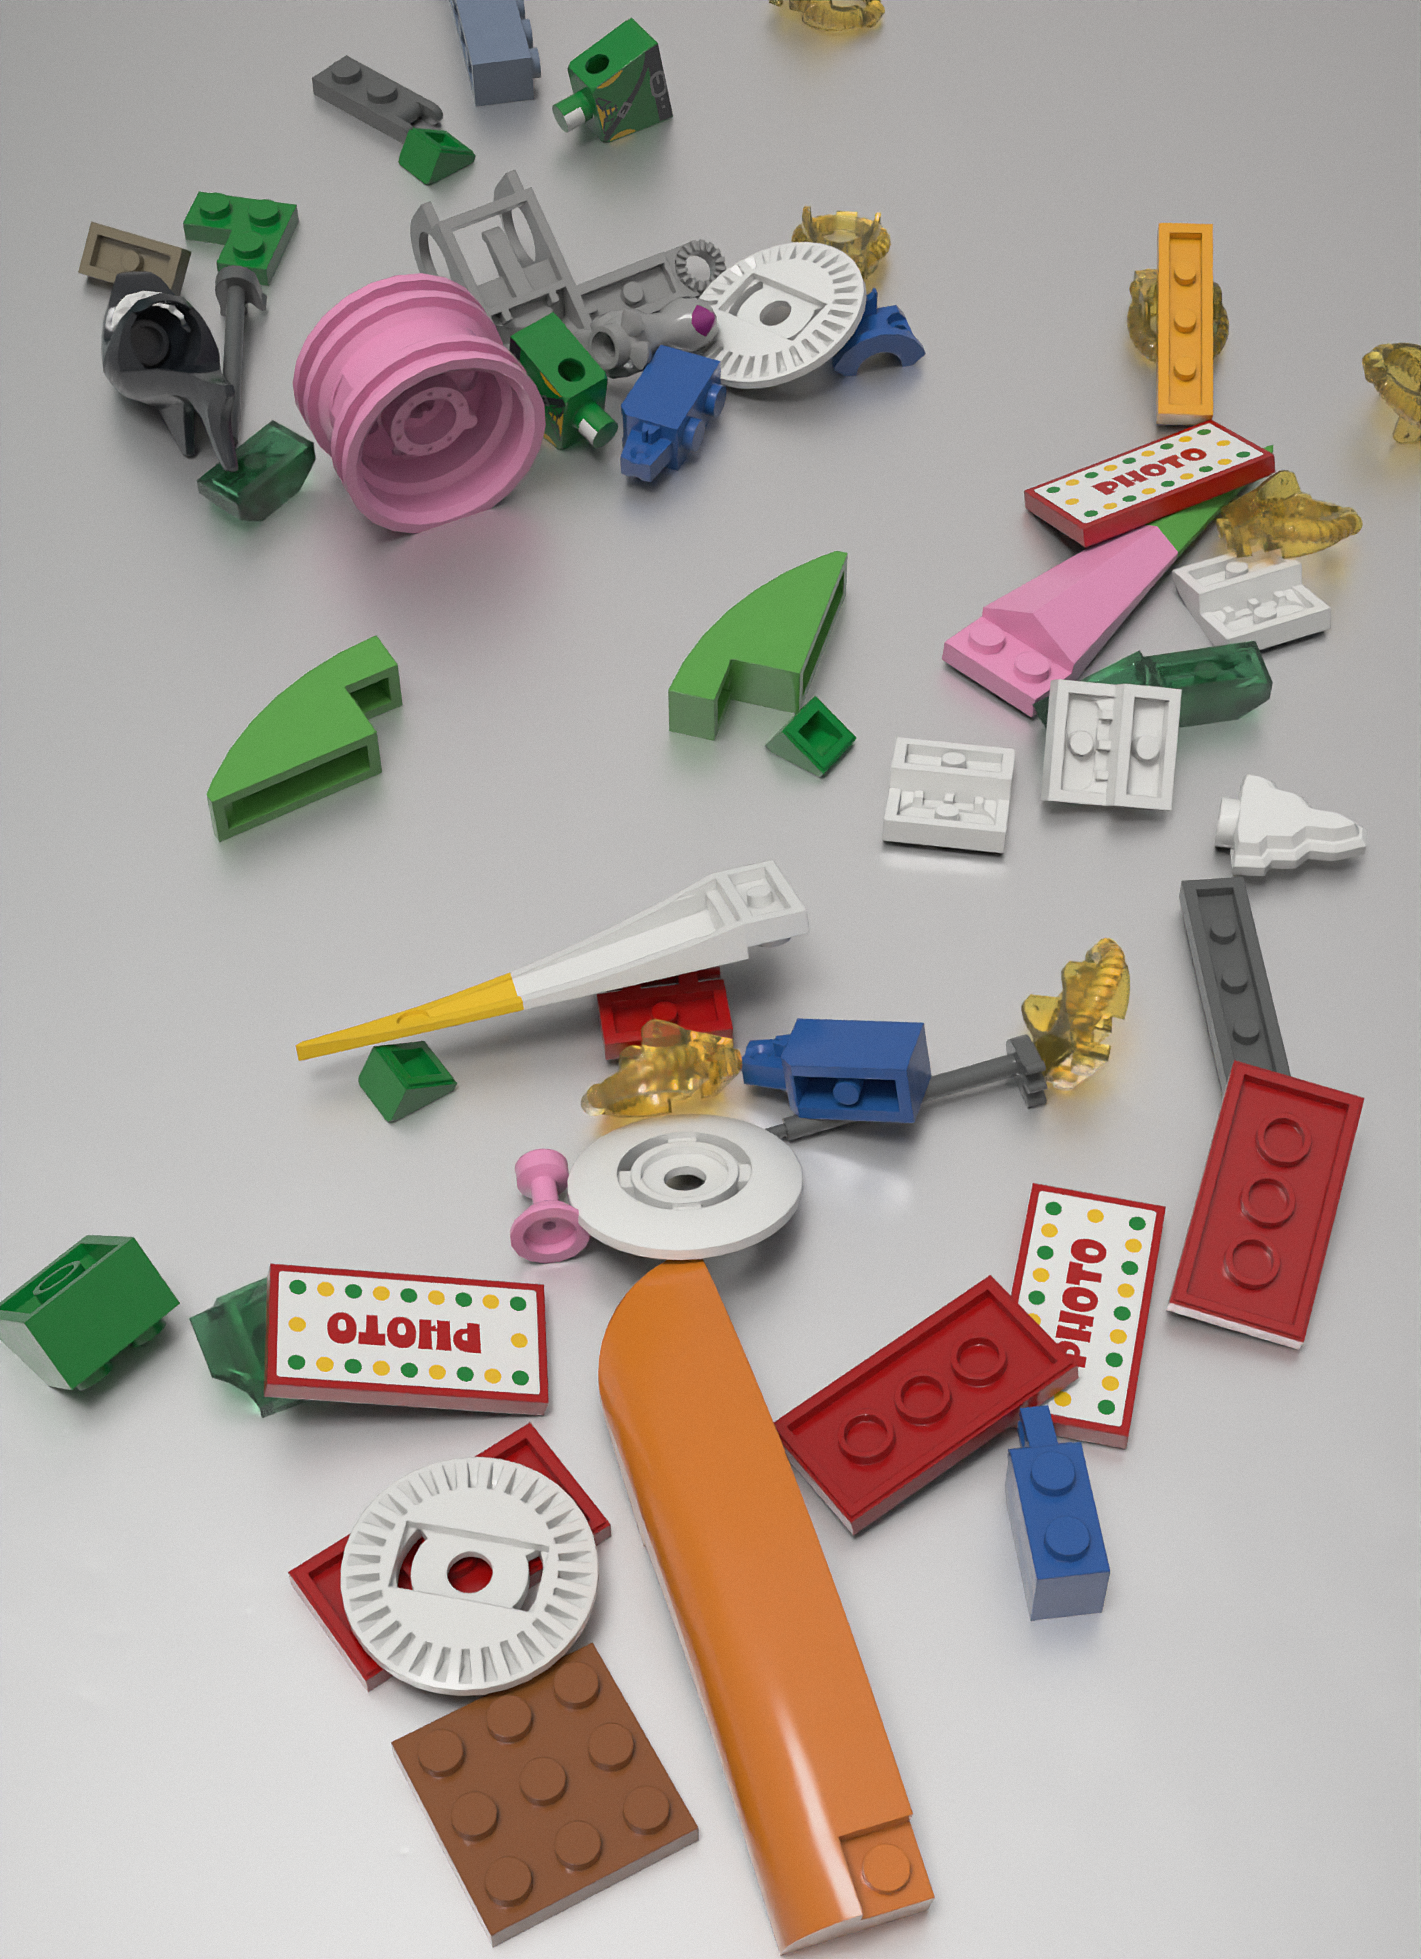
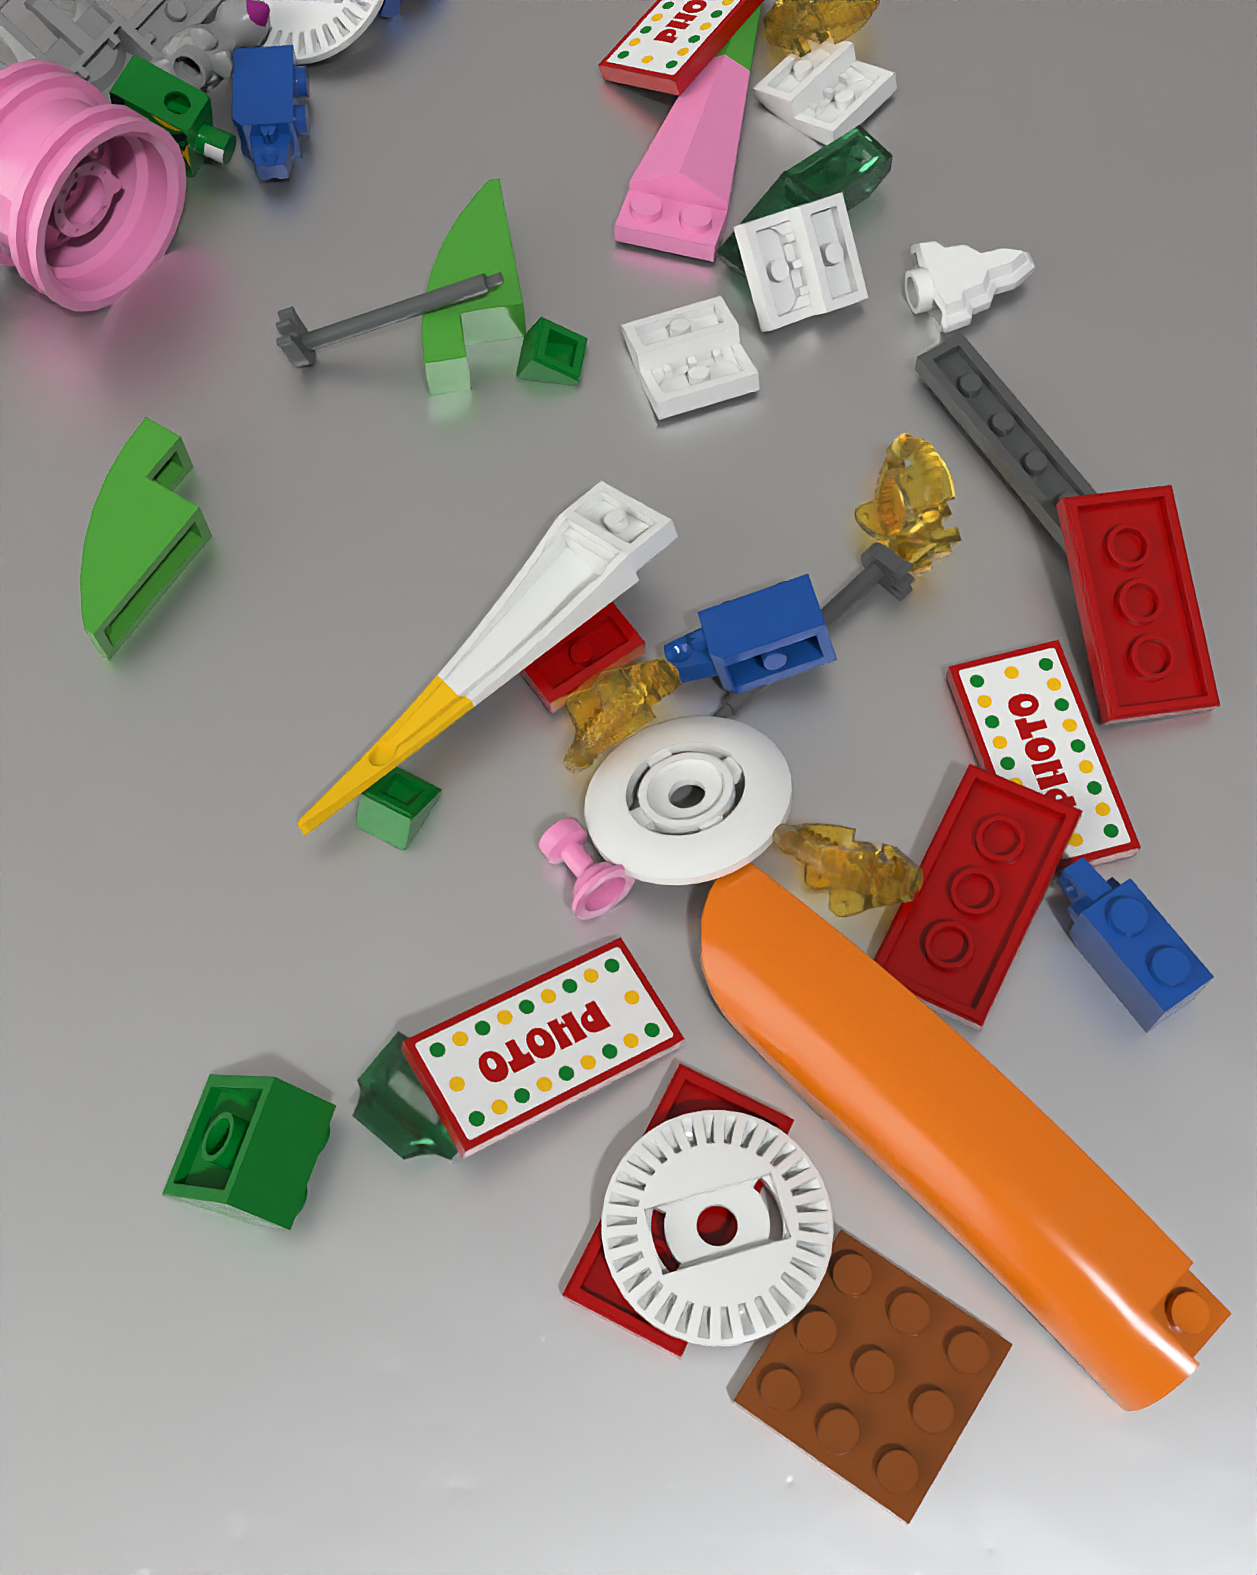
camera: 25 degrees left, 15 degrees up
(567, 632) = (301, 345): none -> dark grey piece
(798, 1309) = (852, 870): none -> clear yellow piece

